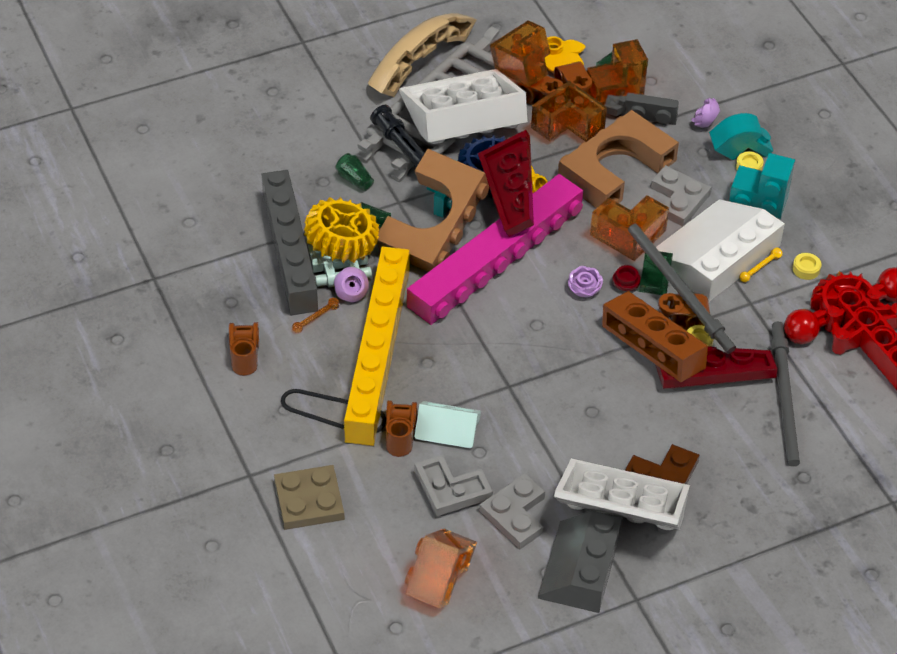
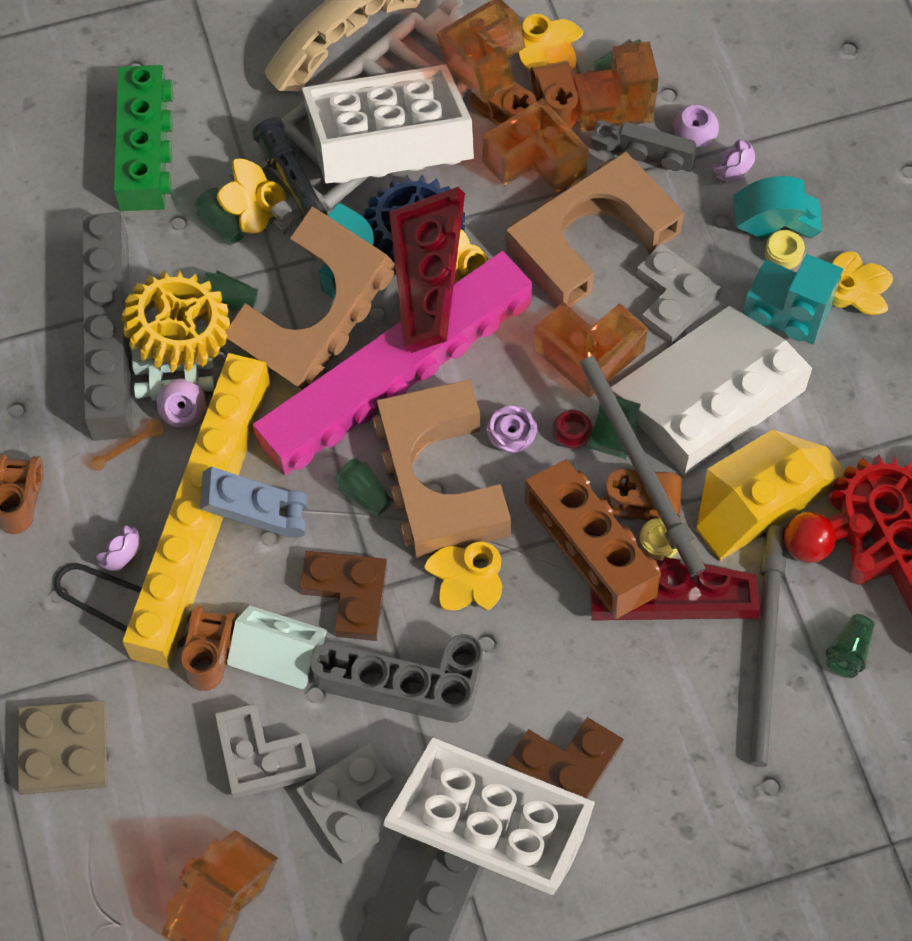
camera: 10 degrees right, 15 degrees up
(289, 128) = (142, 138): none -> green brick
(326, 375) = (120, 549): none -> lavender plate
(375, 157) = (247, 194): none -> yellow plate
(417, 335) = (253, 502): none -> sand blue plate
(488, 323) = (362, 486): none -> clear green cone
(493, 380) = (357, 584): none -> reddish brown plate
(538, 434) = (398, 672): none -> dark grey beam
(539, 337) = (433, 518): none -> medium nougat arch
(572, 370) = (463, 580): none -> yellow plate
(675, 91) = (701, 116): none -> lavender plate
(762, 300) = (762, 489): none -> yellow wedge
(775, 254) = (795, 405): yellow hinge -> none
(806, 266) = (837, 430): light yellow tile -> none
(807, 181) = (861, 284): none -> yellow plate
(842, 388) = (851, 647): none -> clear green cone

